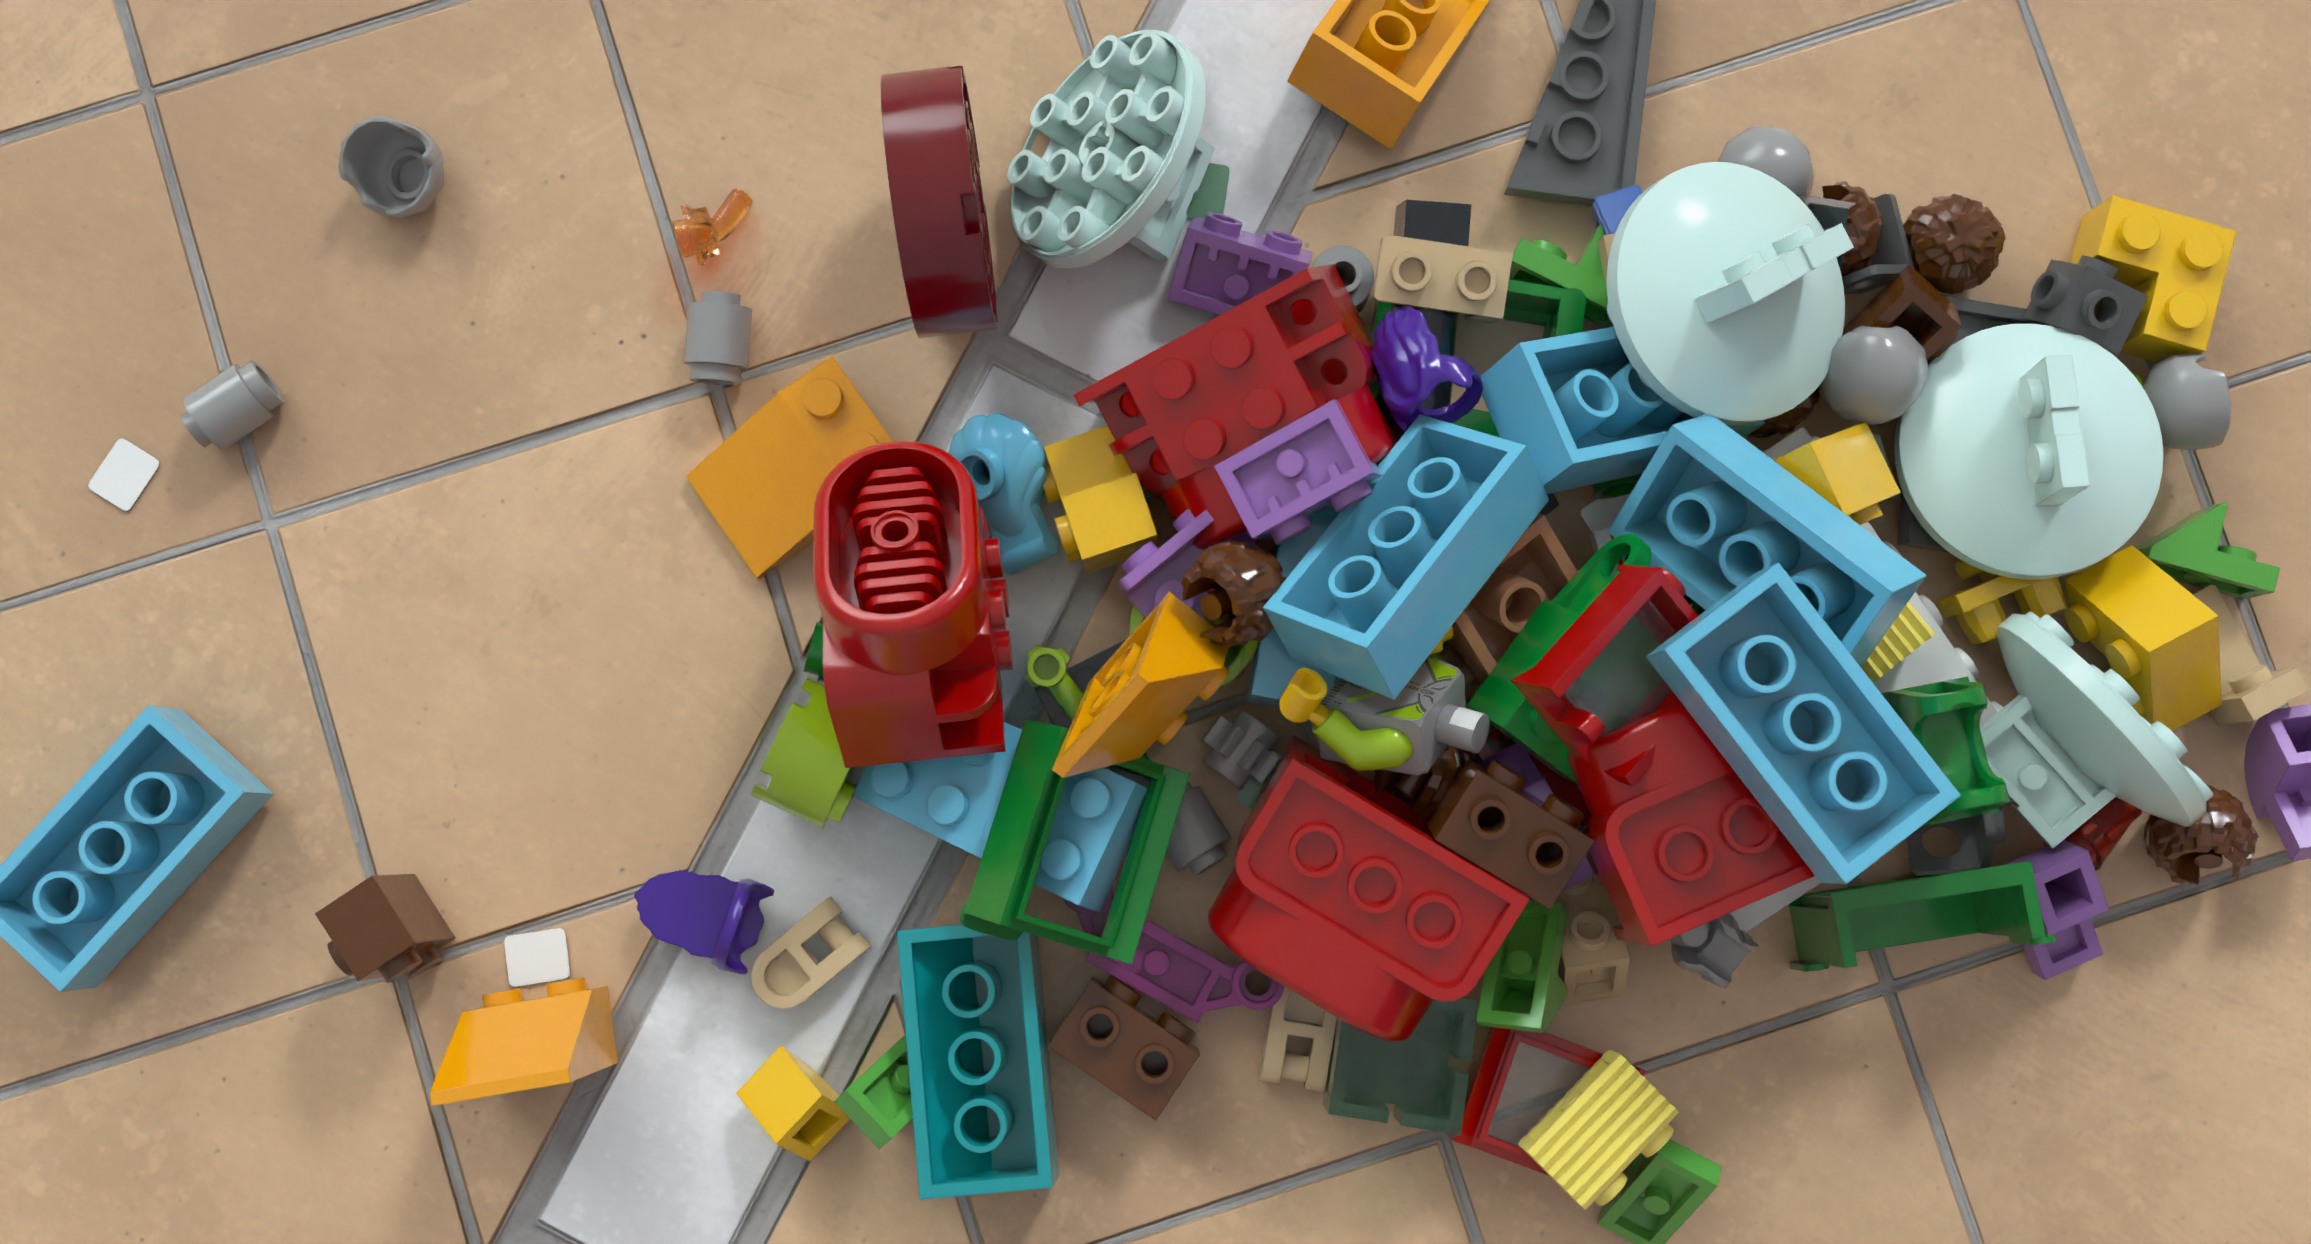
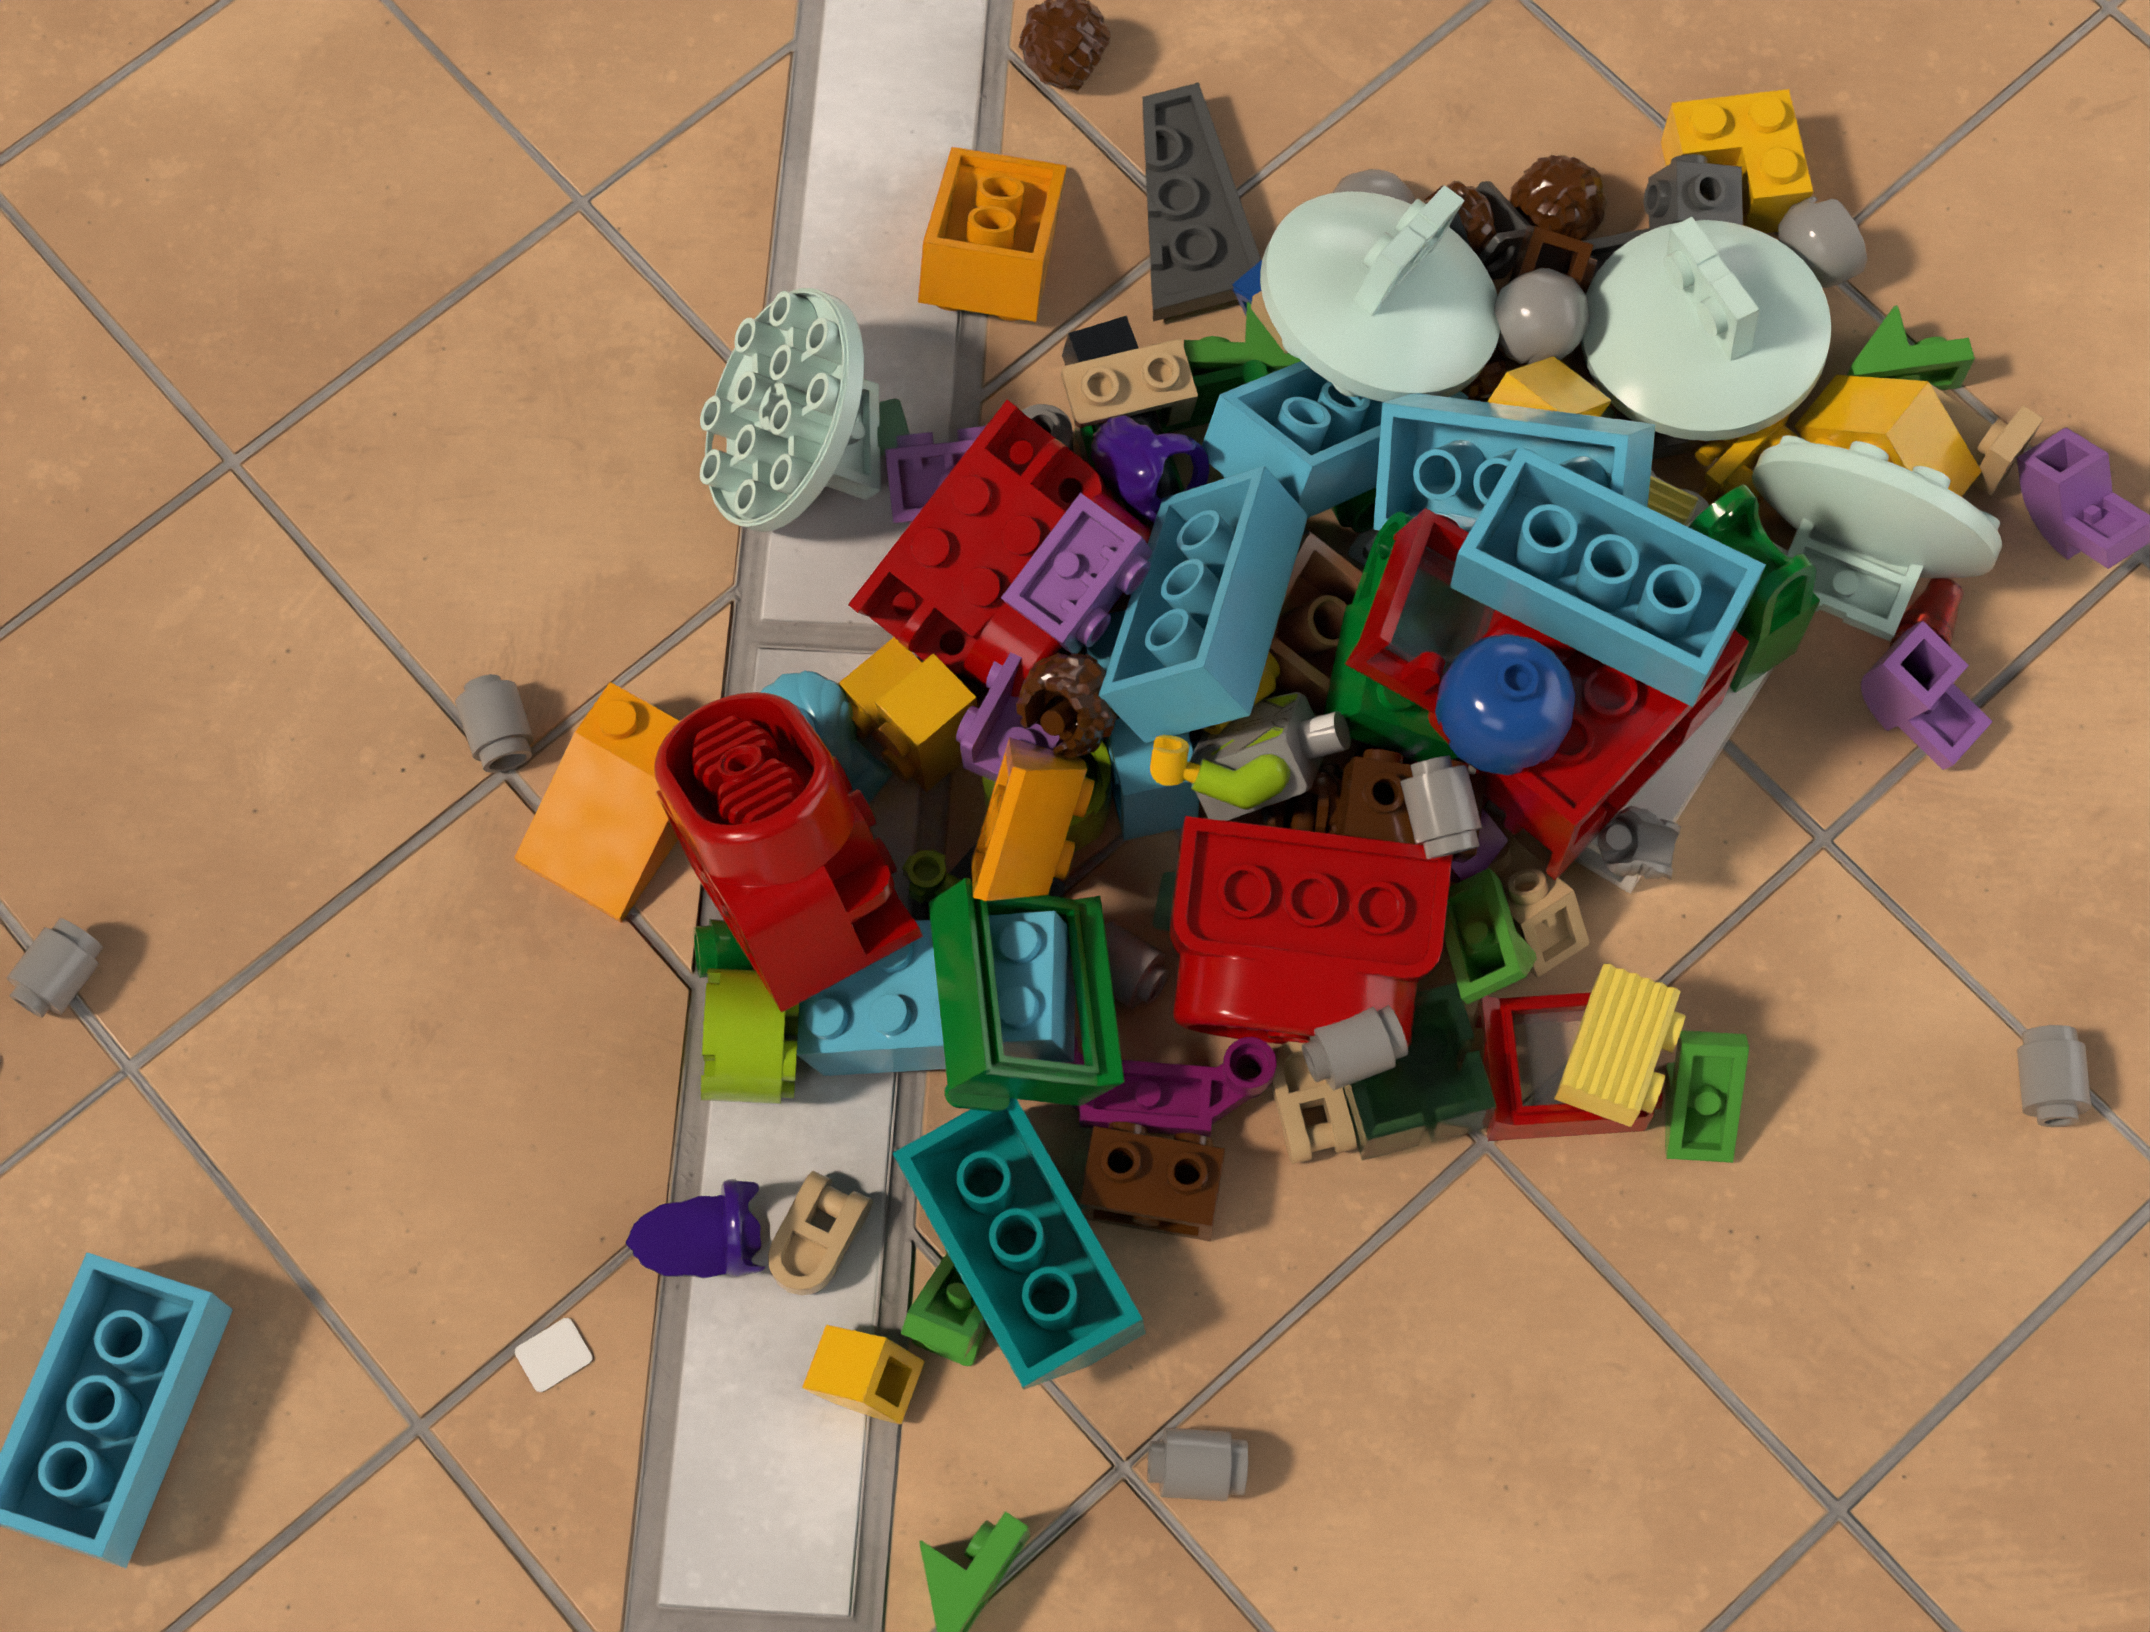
camera: 20 degrees left, 15 degrees down
(385, 929) = (398, 1369): reddish brown brick -> none
(392, 166) = (127, 695): light grey hair -> none
(527, 1042) = (586, 1417): light orange slope -> none
(700, 234) = (440, 637): clear orange plate -> none
(938, 201) = (656, 501): dark red brick -> none
(1241, 749) = (1137, 873): light grey gear -> none
(1354, 1035) = (1355, 1047): none -> light grey brick
(1535, 867) = (1441, 807): none -> light grey brick
(1642, 803) = (1505, 704): none -> blue cylinder
(1914, 910) = (1757, 793): green piece -> none
(1977, 840) = (1825, 665): dark grey bracket -> none
(2219, 832) = (2019, 584): reddish brown piece -> none

